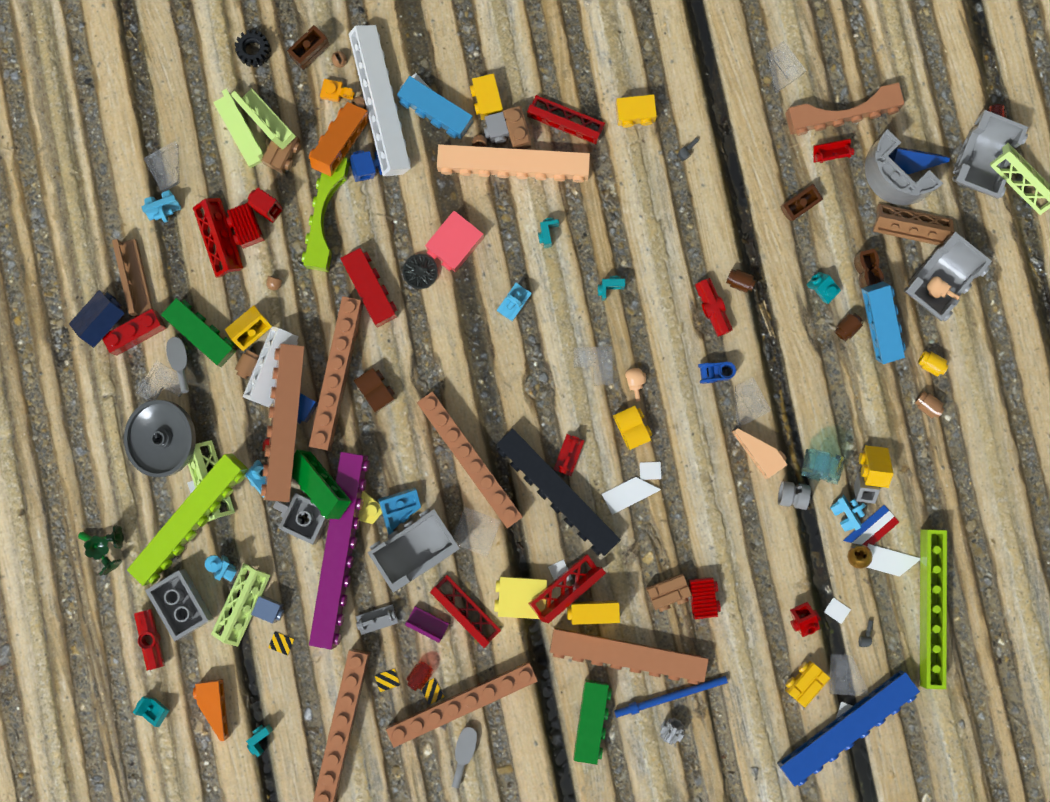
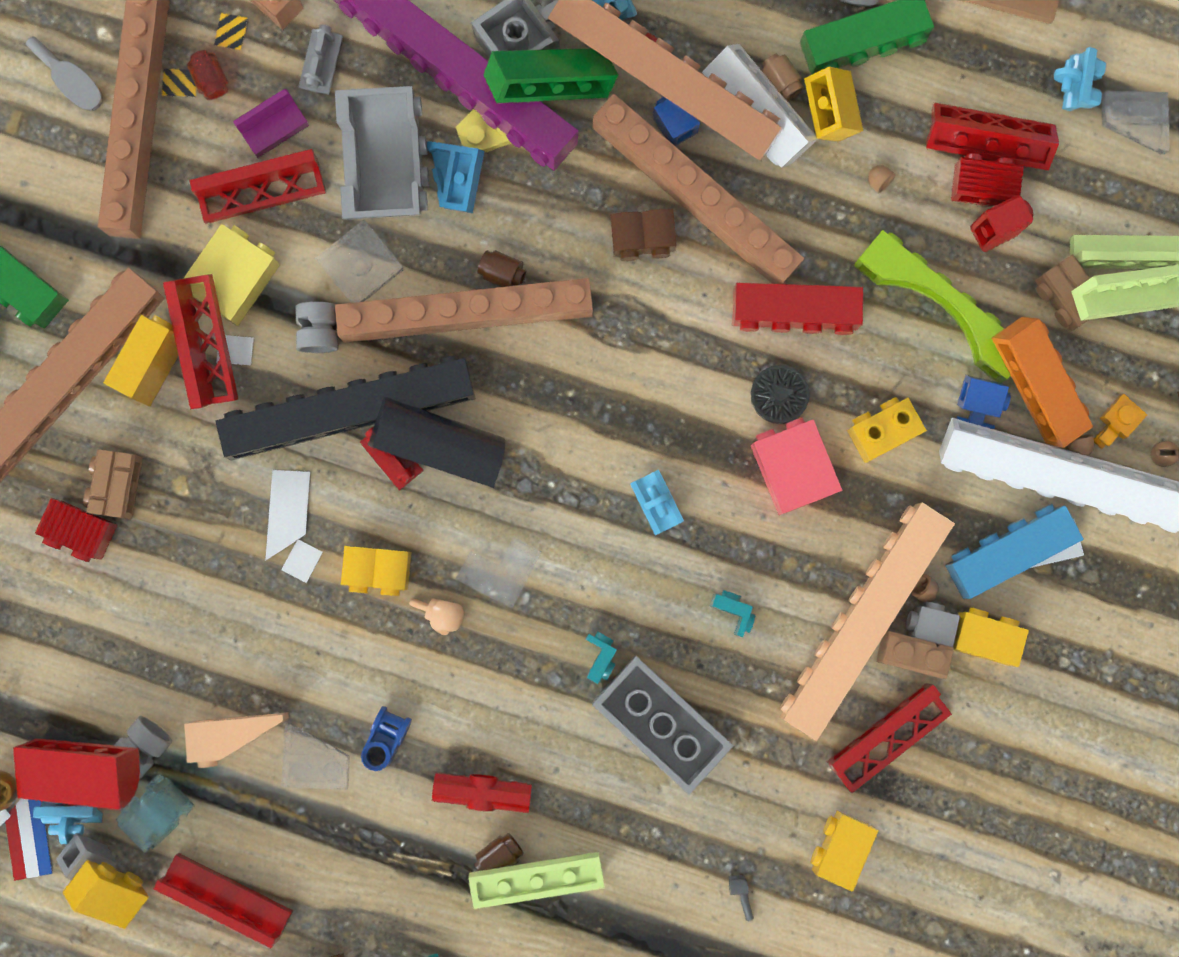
camera: 115 degrees right, 0 degrees up
(408, 206) = (885, 430): none -> yellow brick
(436, 453) = (501, 269): none -> reddish brown brick
(523, 533) = (316, 327): none -> light grey wheel
(548, 431) = (438, 442): none -> black brick
(626, 235) = (662, 725): none -> light grey brick
(741, 253) = (536, 880): none -> yellowish green fence
(825, 517) = (77, 773): none -> red brick
(844, 406) = (224, 900): none -> red fence

